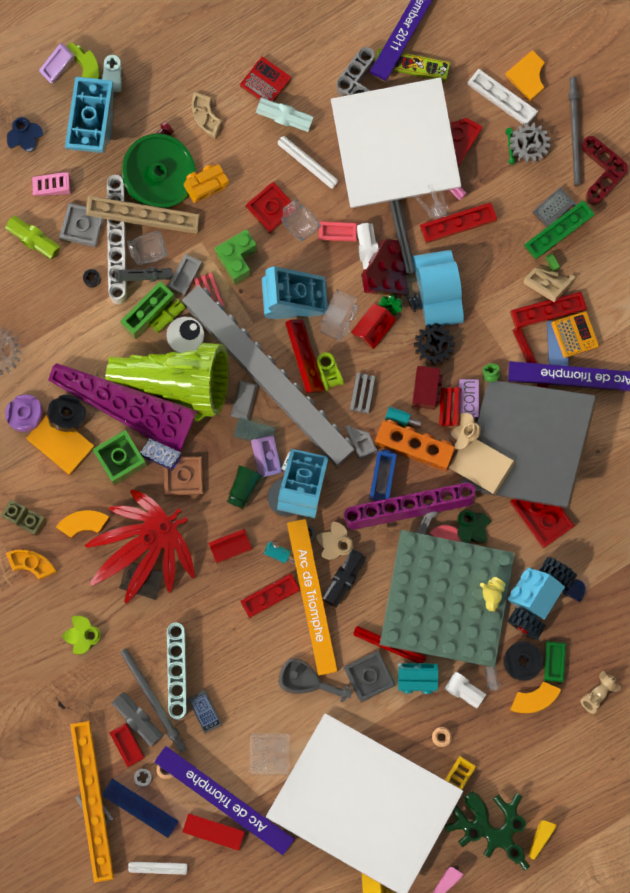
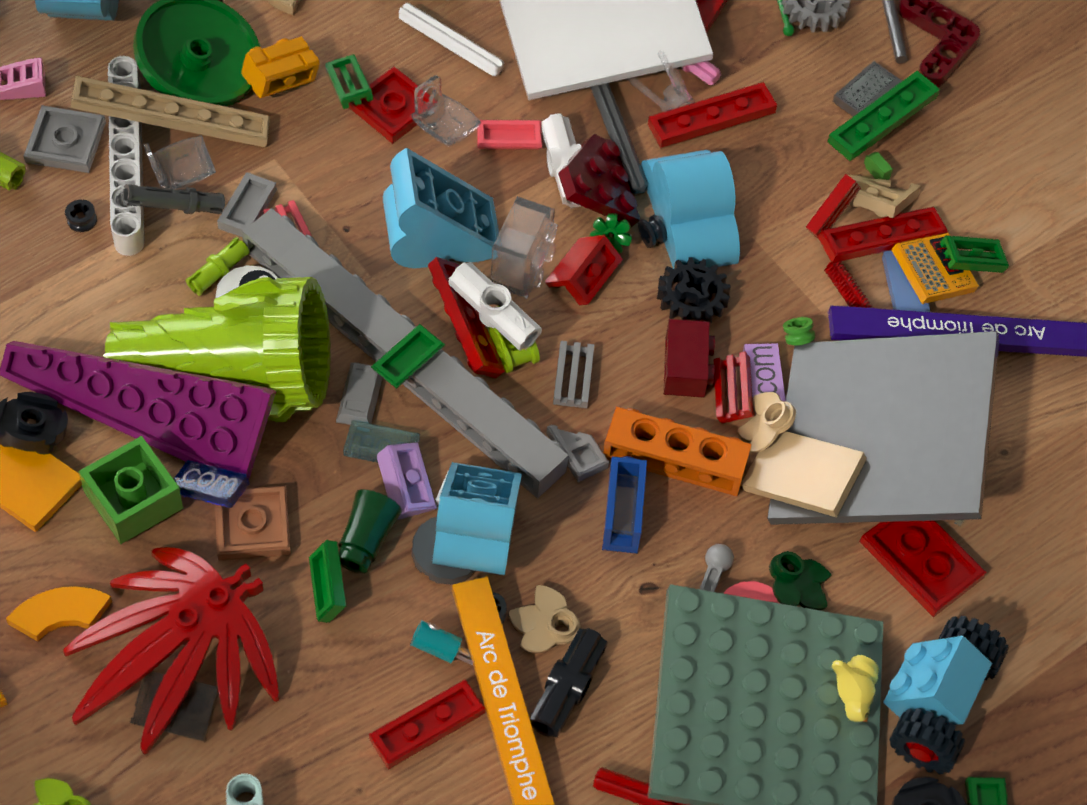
camera: 10 degrees left, 20 degrees down
(147, 310) = (180, 253): bright green brick -> none
(221, 514) = (327, 581): none -> green tile
(230, 546) = (344, 635): red panel -> none
(232, 255) = (333, 169): bright green brick -> none
(249, 204) = (354, 95): none -> green tile
(270, 386) = (408, 356): none -> green tile
(327, 366) = (507, 319): none -> white piece
(401, 417) = (649, 406): teal piece -> none
(401, 502) = (679, 547): magenta beam -> none
(520, 294) = (834, 205): none -> red tile
(576, 590) = (1006, 685): clear blue tile -> none
(586, 327) = (976, 258): none -> green tile

